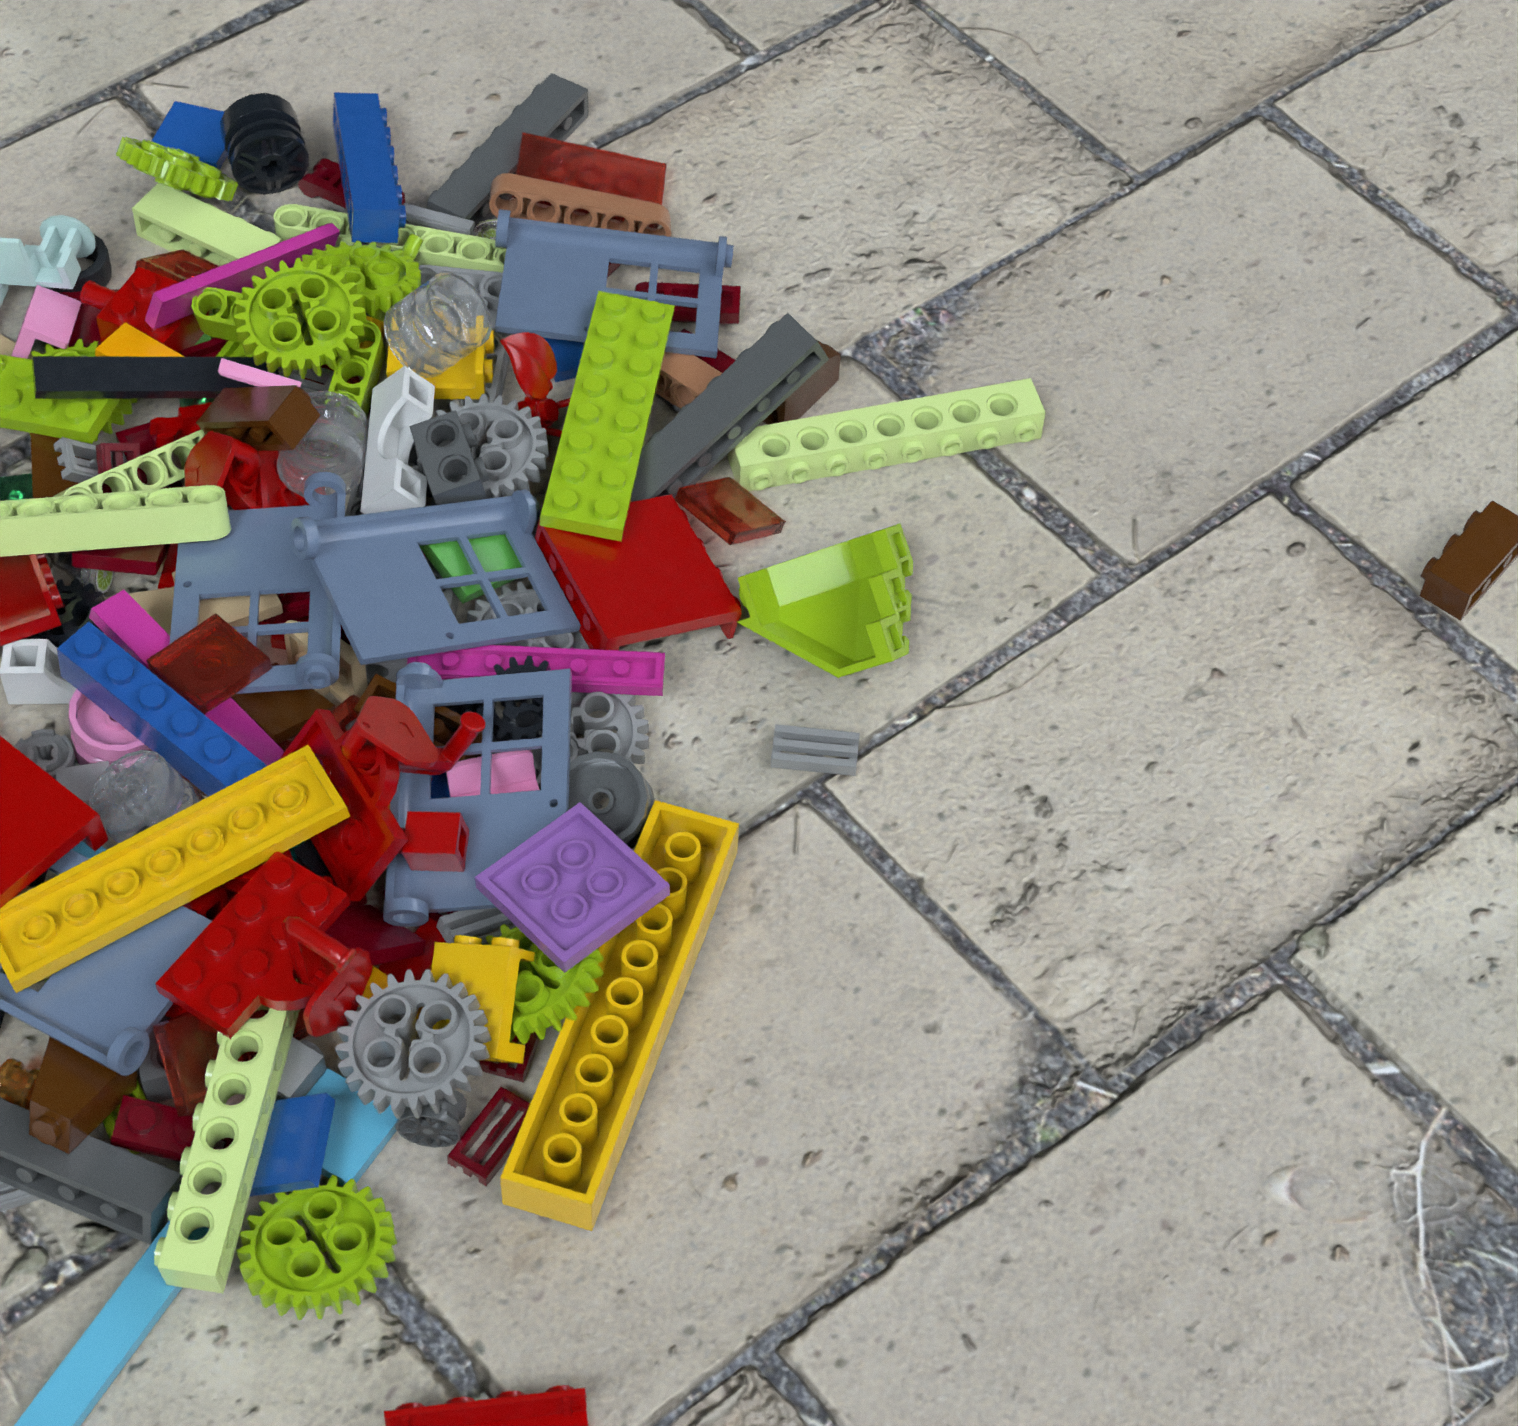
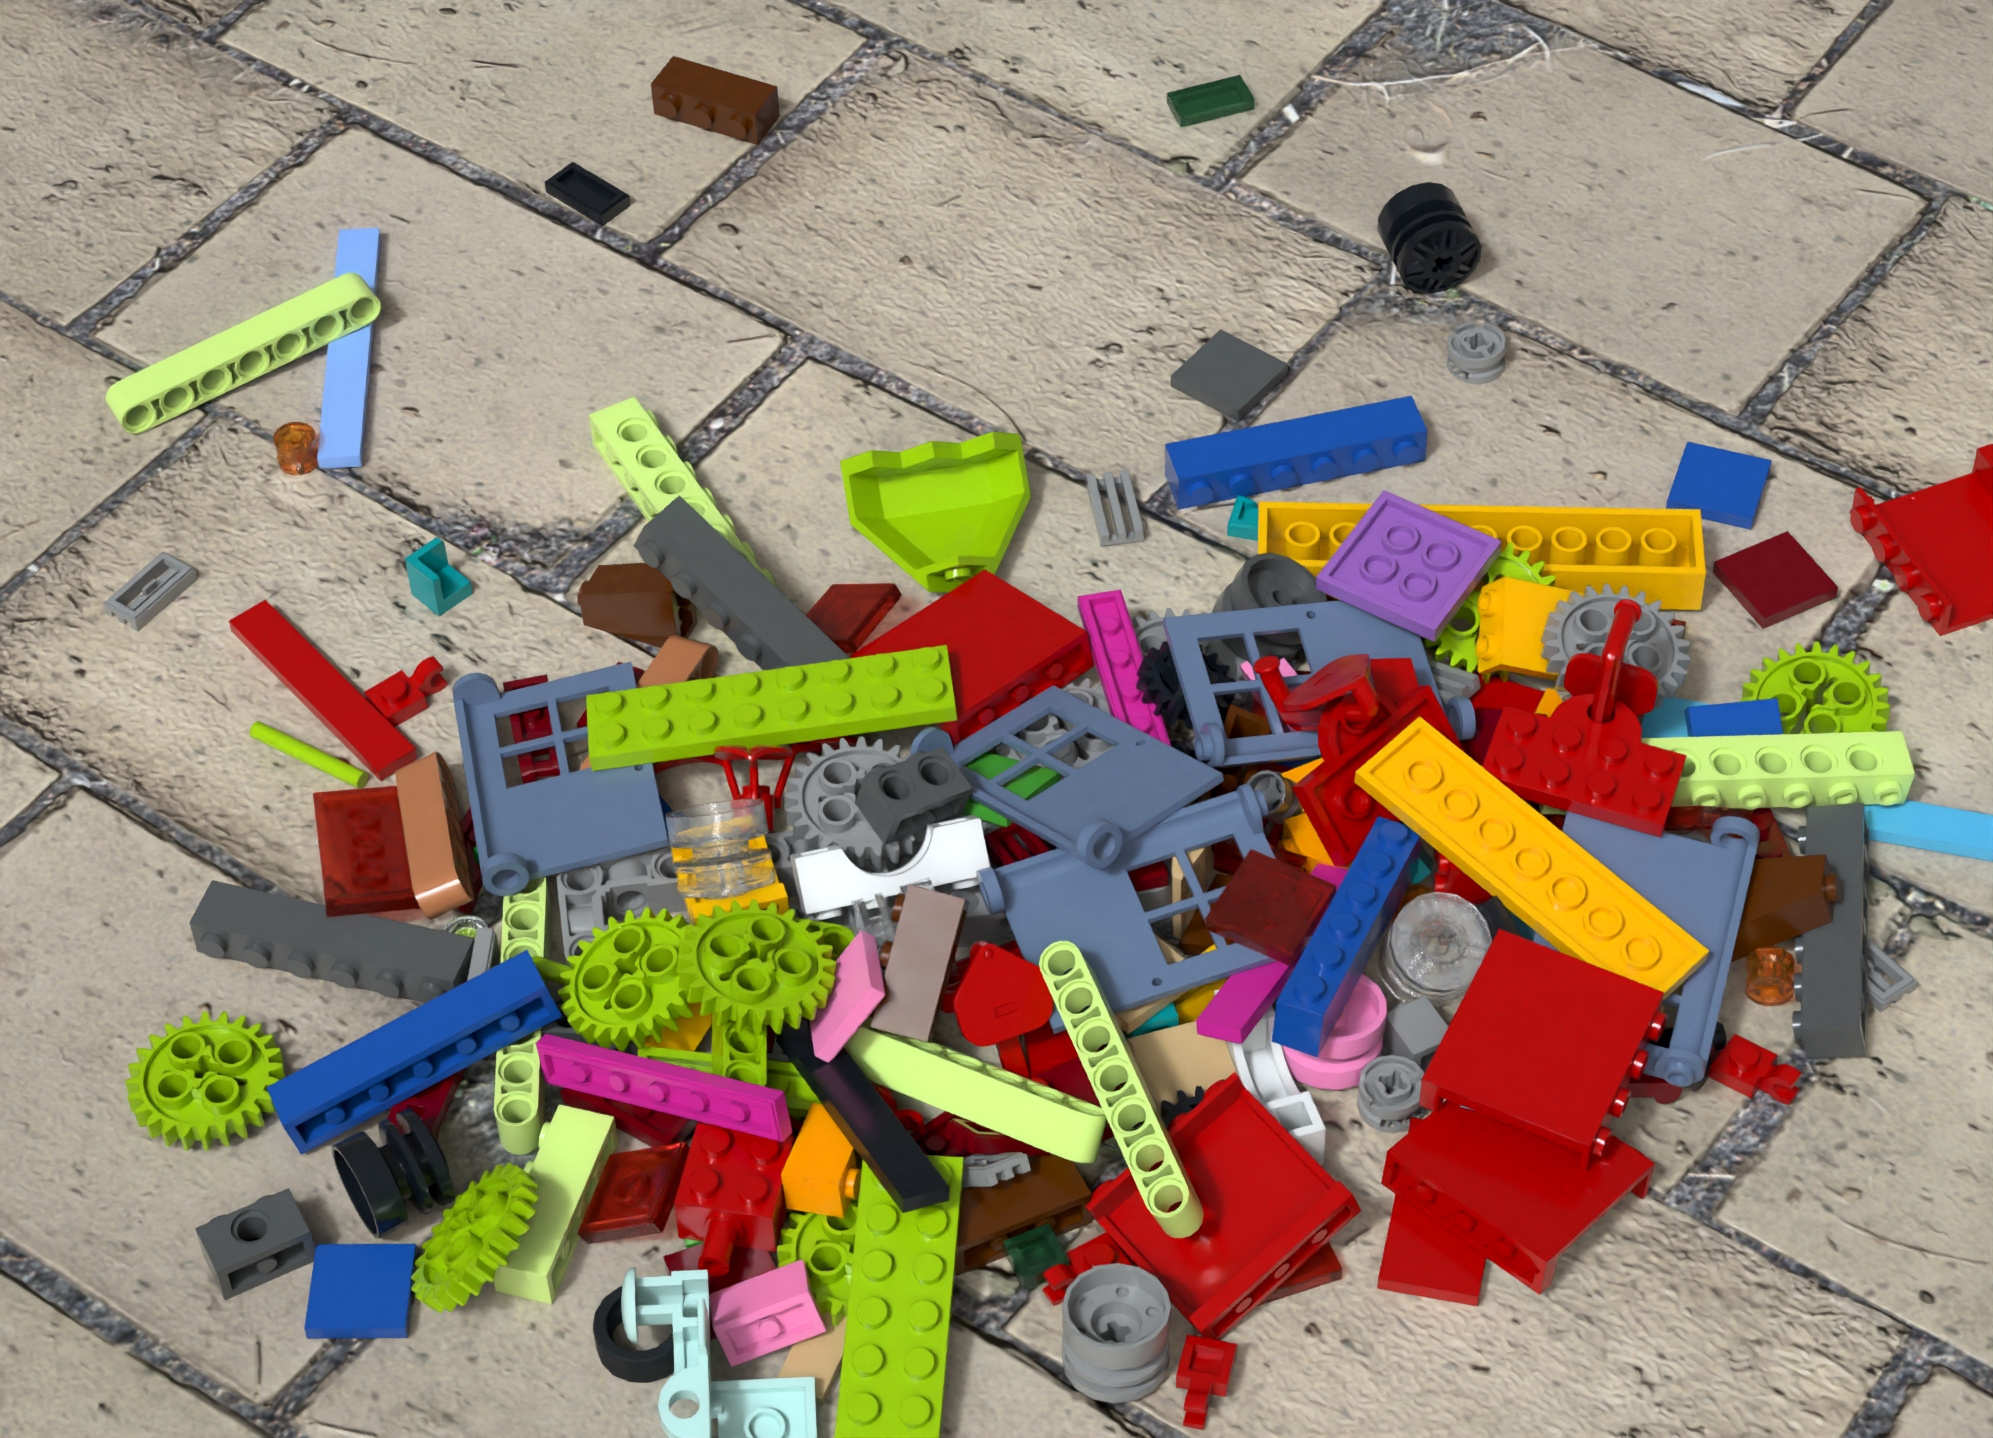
camera: 100 degrees left, 5 degrees down
(256, 72) = (281, 1245): none -> dark grey brick
(416, 77) = (204, 1080): none -> lime gear
(516, 1289) = (1775, 579): none -> dark red tile
(669, 1285) = (1720, 484): none -> blue tile
(719, 177) = (308, 755): none -> lime bar
(761, 235) = (404, 696): none -> red plate
(763, 853) = (1244, 519): none -> teal tile
(786, 192) = (323, 690): none -> red tile
(830, 908) = (1295, 452): none -> blue brick
(877, 266) = (434, 580): none -> teal panel
(929, 114) = (155, 593): none -> light grey tile
(934, 1112) = (1476, 352): none -> light grey wheel
(970, 889) = (1229, 375): none -> dark grey tile
(1066, 208) = (296, 448): none -> clear orange wheel
(1102, 1098) = (1429, 238): none -> black wheel
(1188, 187) = (242, 353): none -> yellowish green beam
(1195, 263) = (349, 361): none -> light blue tile
(1365, 452) = (587, 193): none -> black tile
(1408, 988) = (1210, 101): none -> clear green tile

